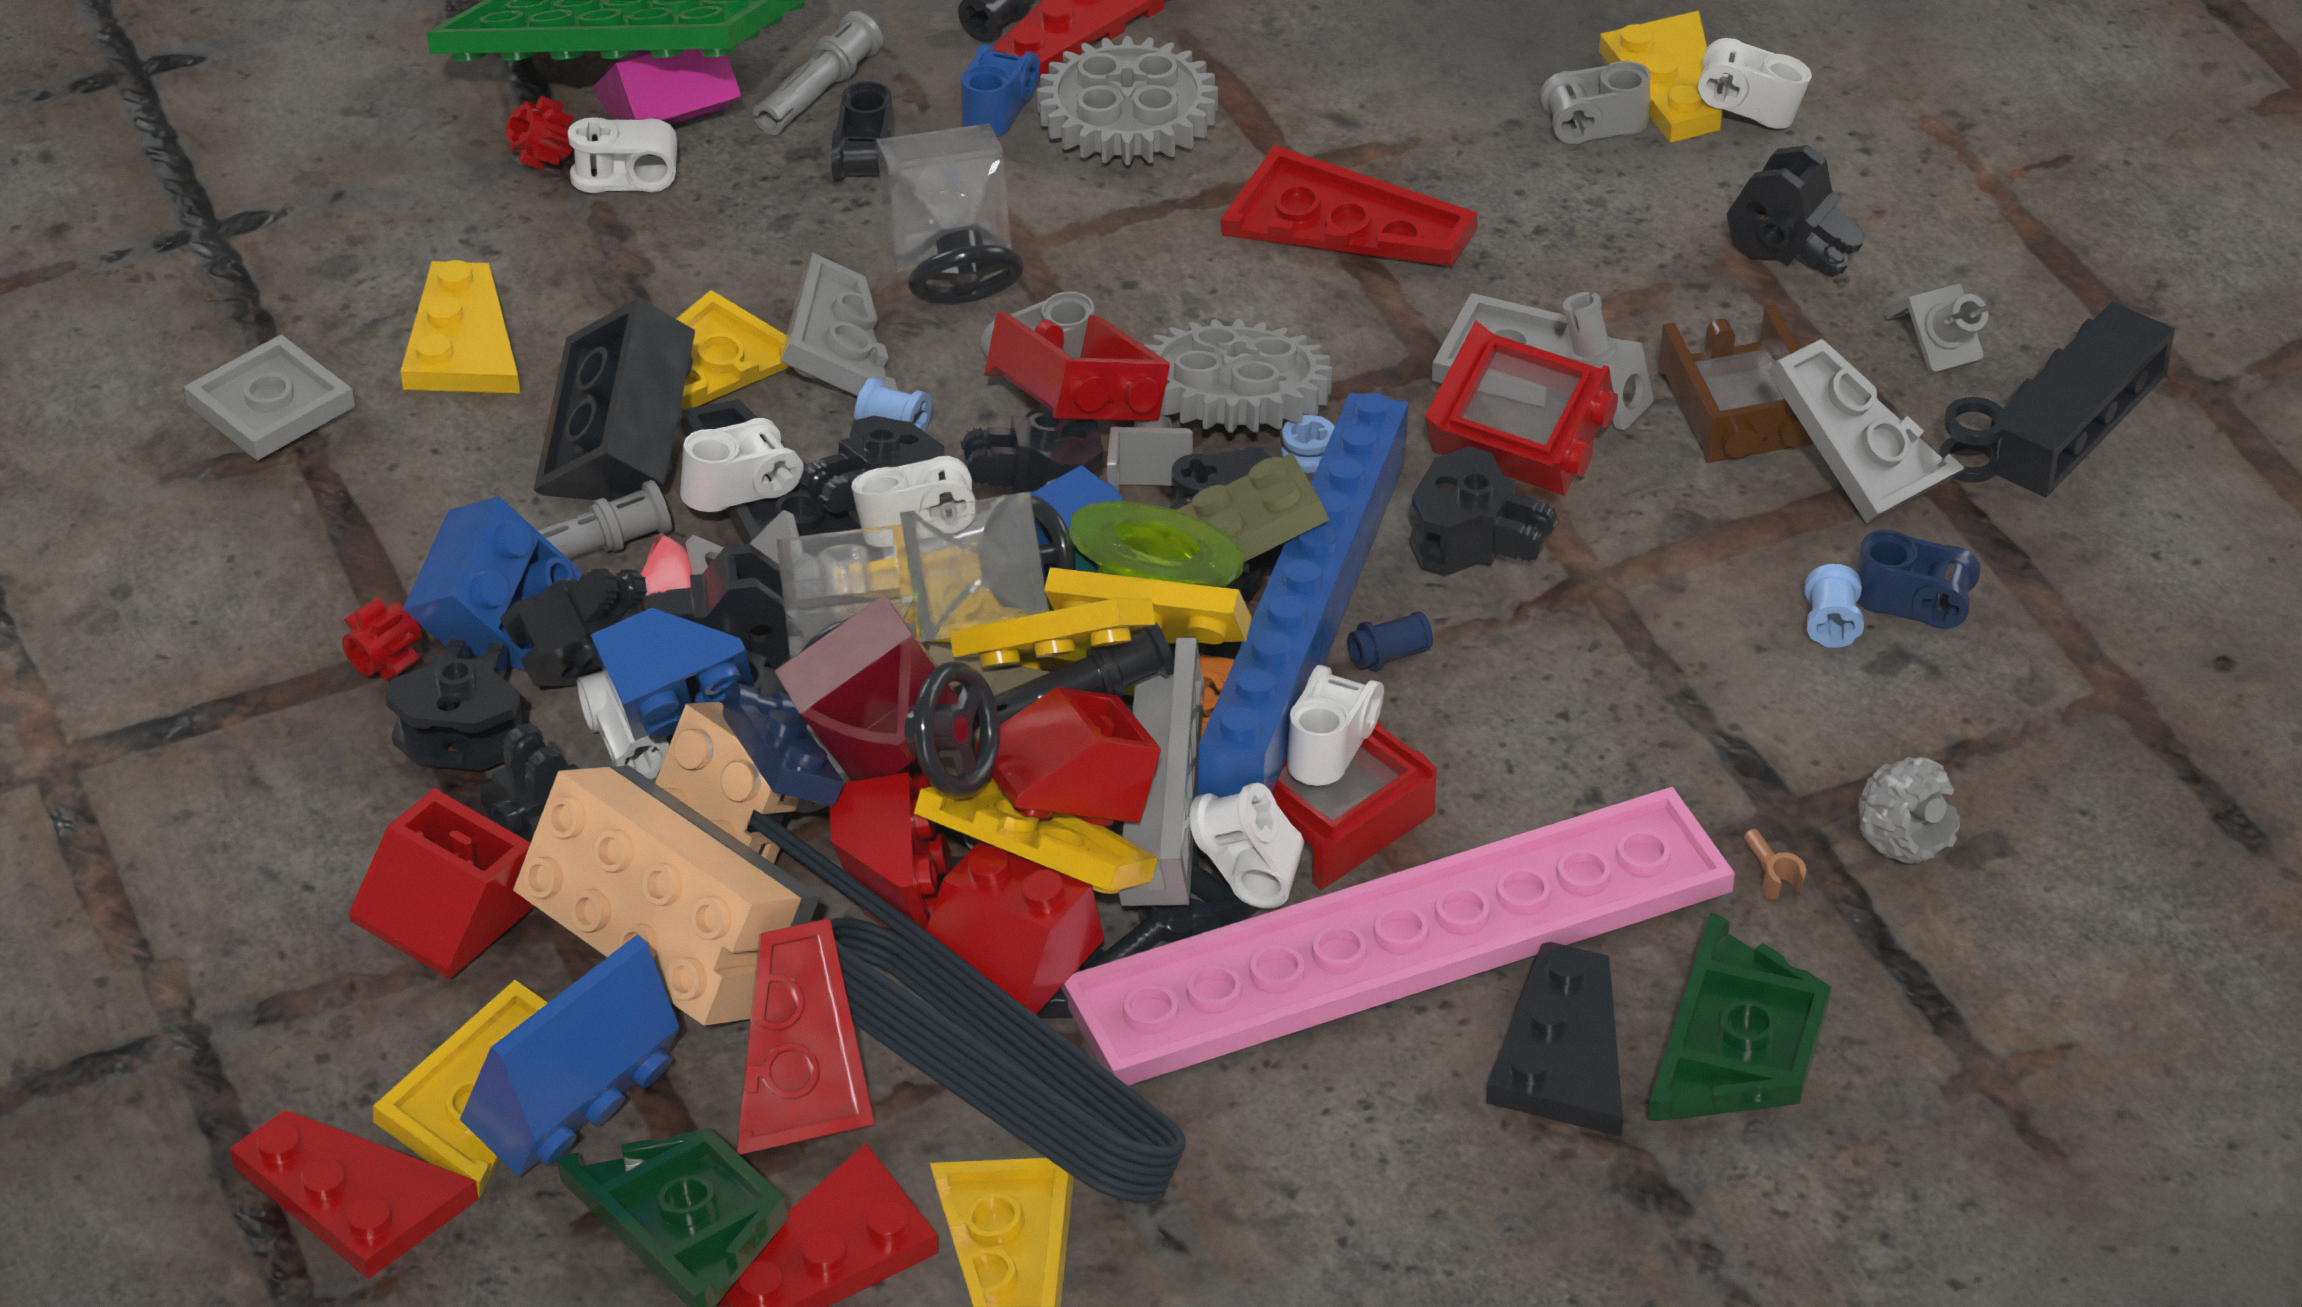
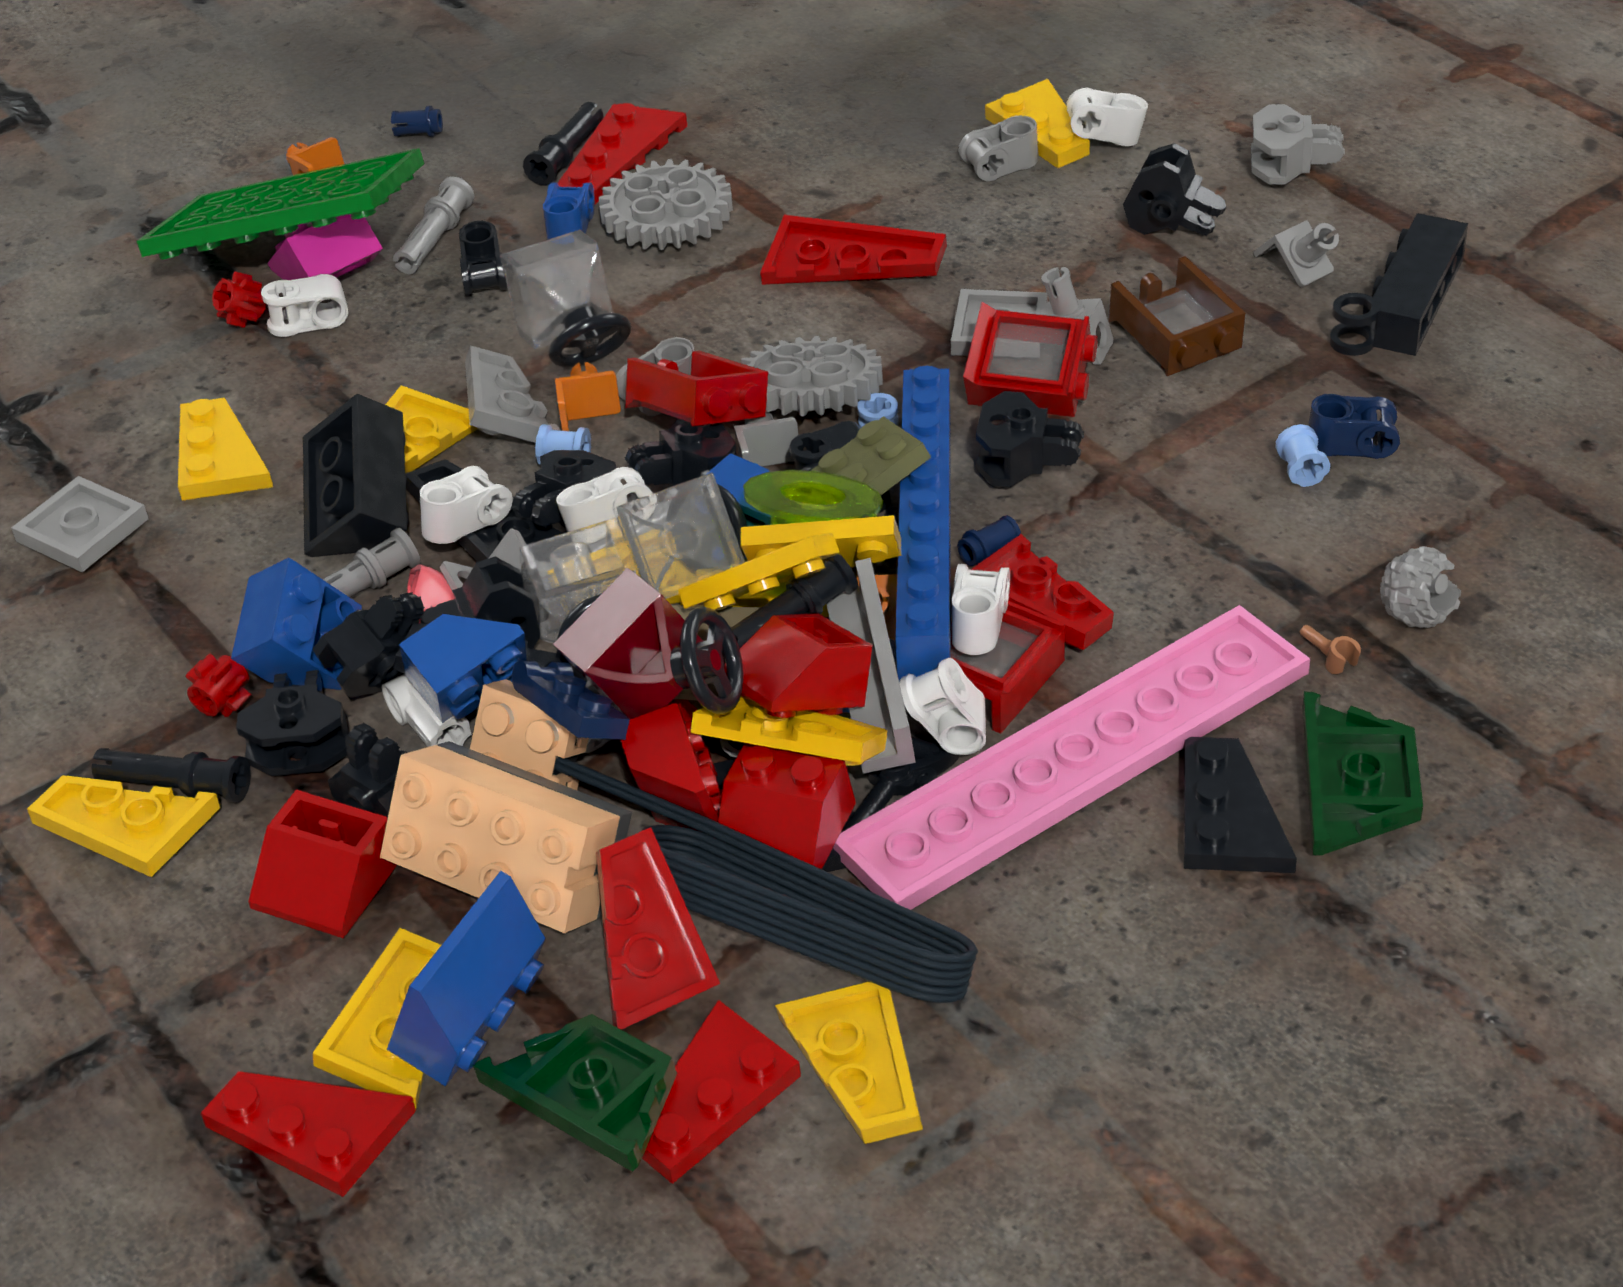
camera: 10 degrees left, 0 degrees up
(227, 788) = (120, 823): none -> yellow wing
(323, 743) = (189, 774): none -> black pin
(940, 347) = (586, 394): none -> orange bracket
(1429, 716) = (1041, 589): none -> red wing
(1862, 441) = (1279, 337): light grey wing -> none
(1988, 169) = (1291, 145): none -> light grey hinge

